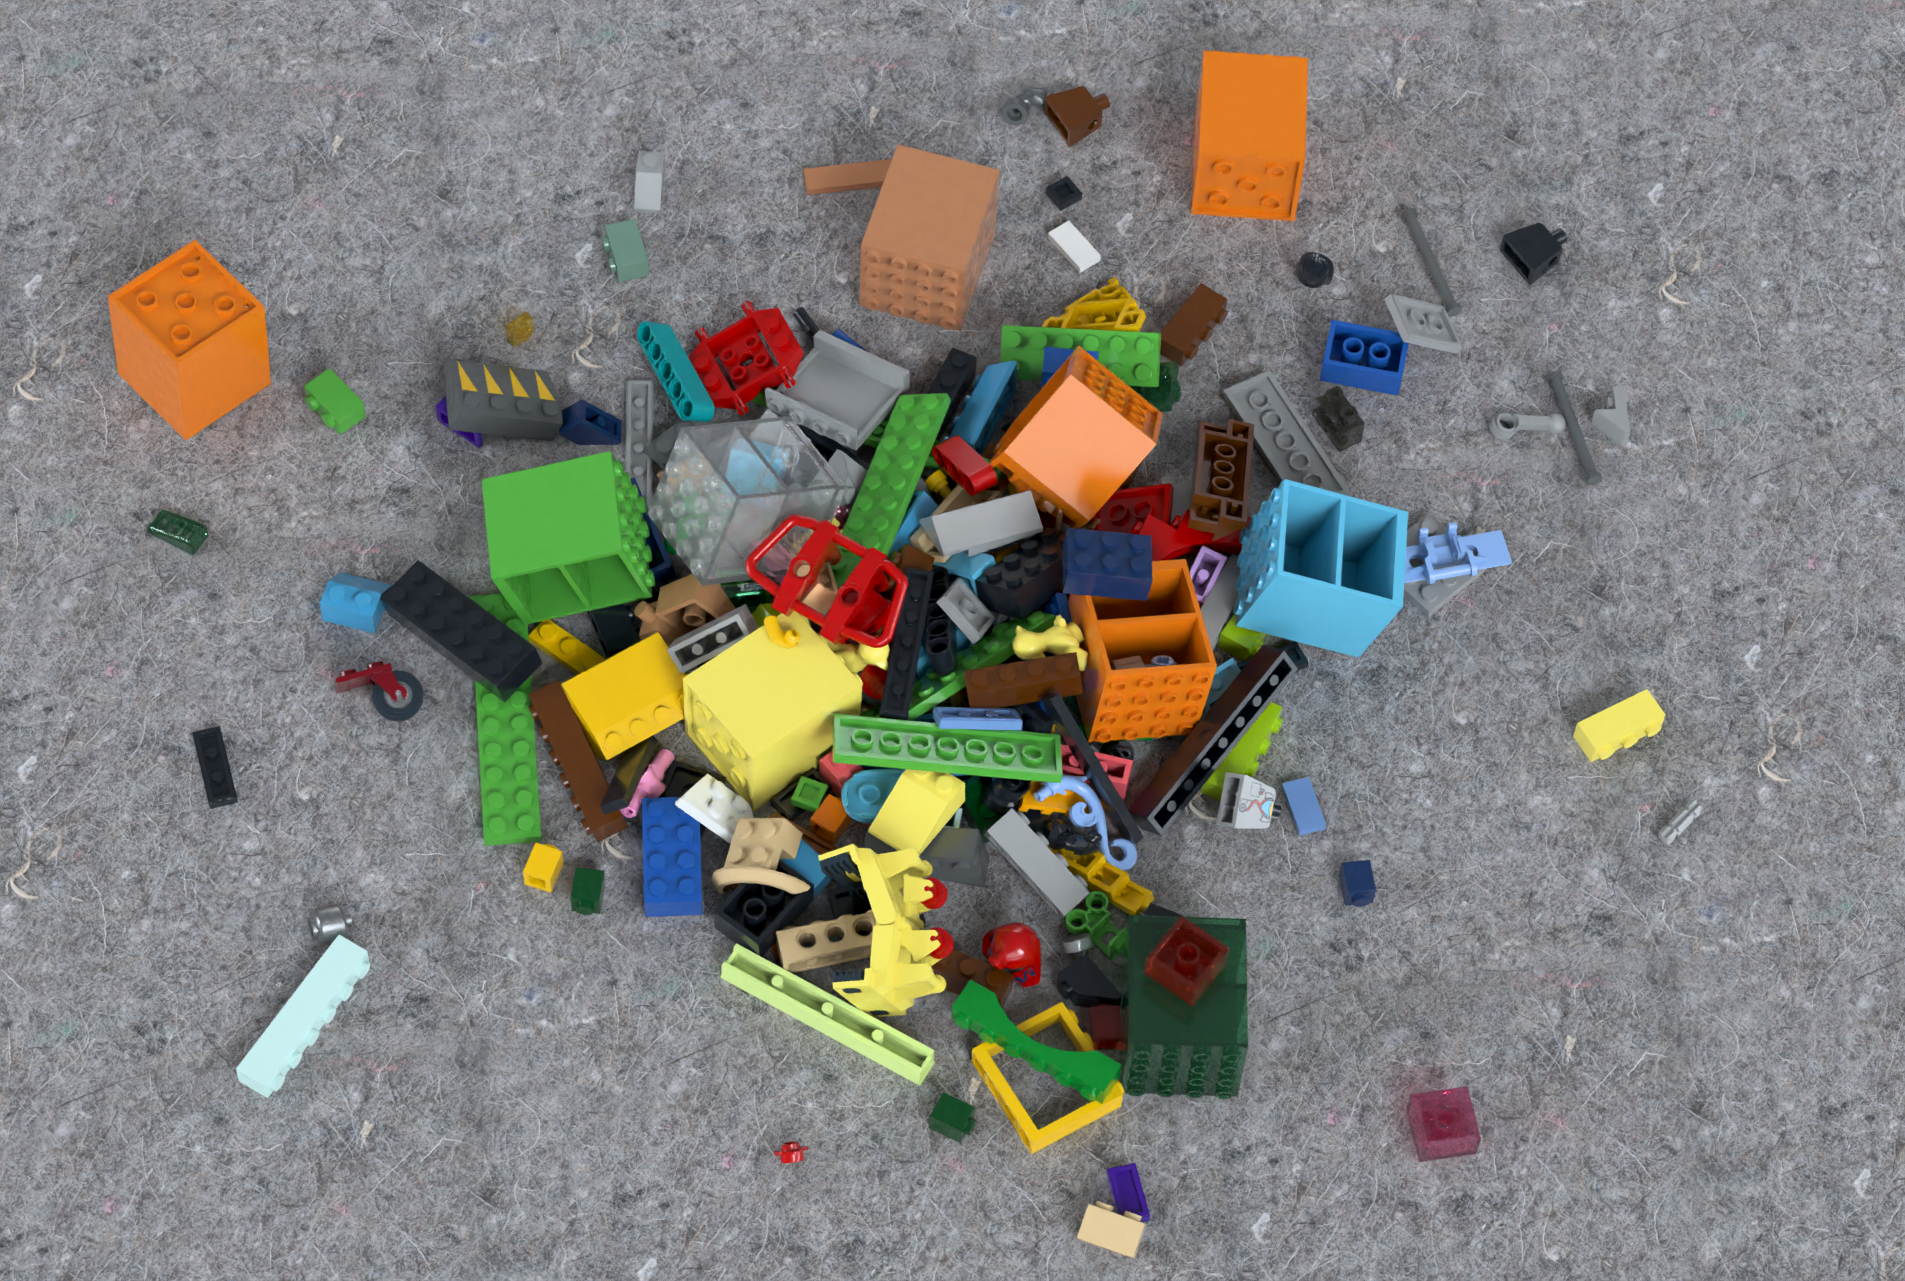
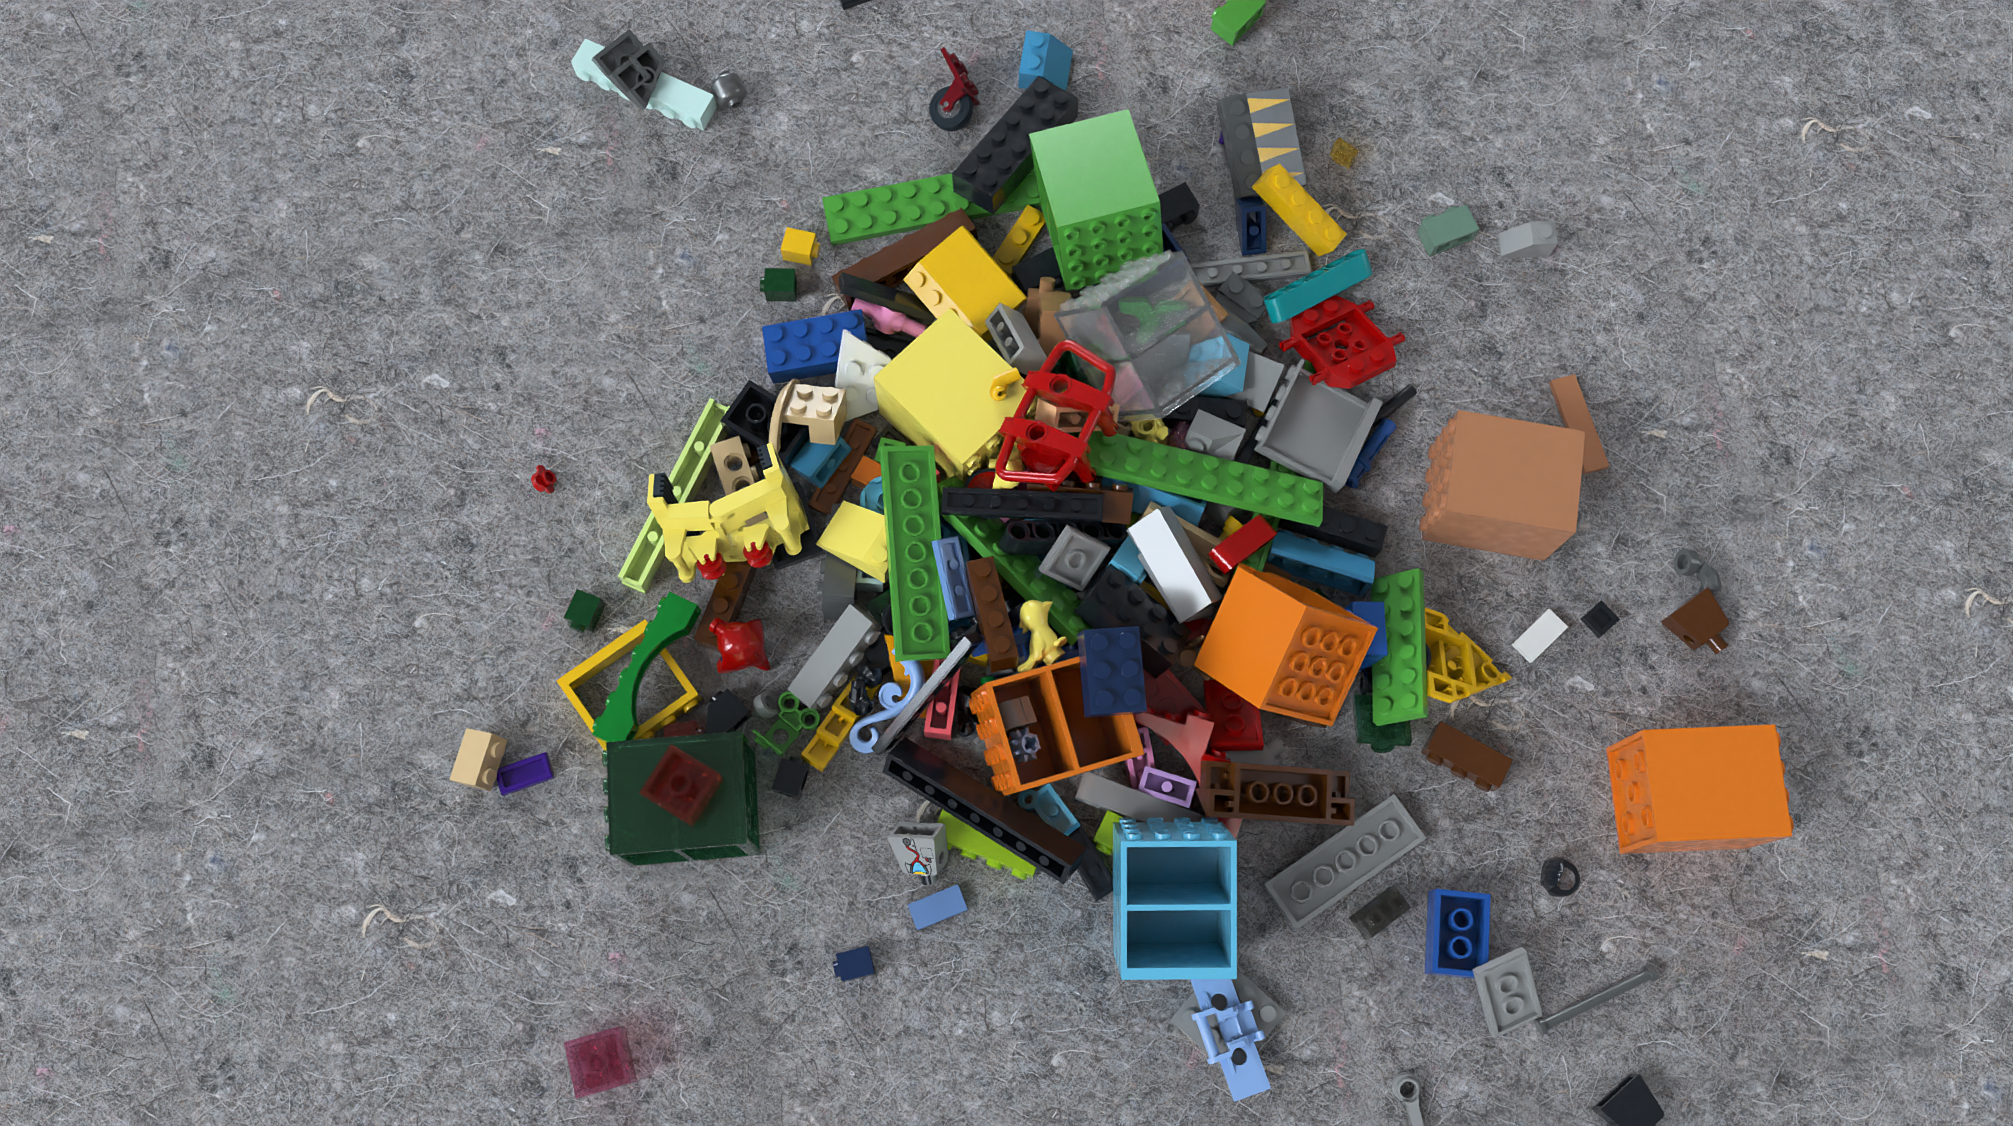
camera: 85 degrees right, 15 degrees up
(291, 1014) = (631, 67): none -> dark grey slope
(589, 372) = (1299, 210): none -> yellow brick

